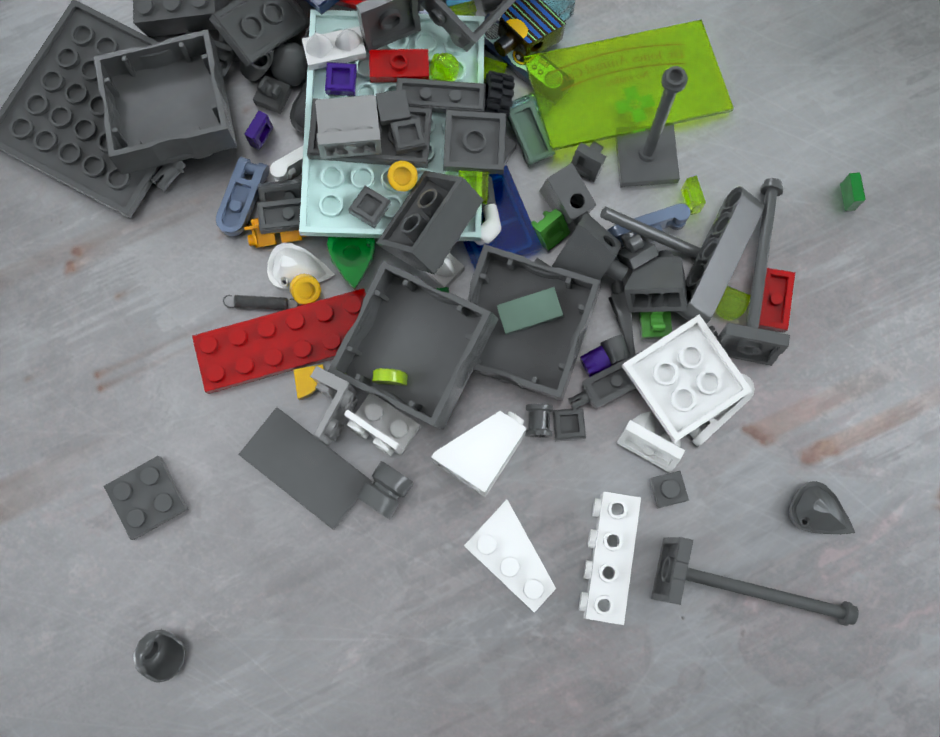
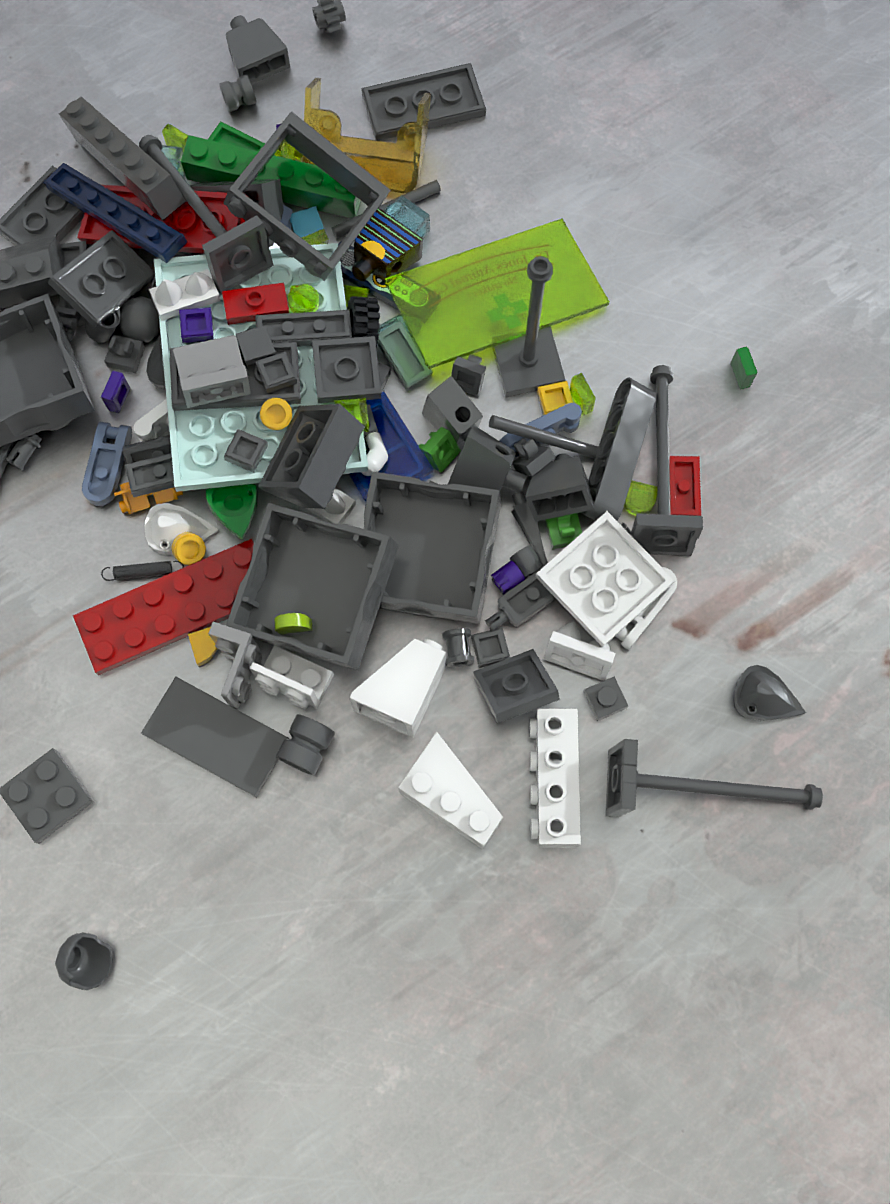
camera: 15 degrees left, 5 degrees down
(530, 311) = (431, 534): sand green tile -> none
(587, 466) = (516, 685): none -> dark grey plate
(666, 194) = (553, 396): none -> yellow tile

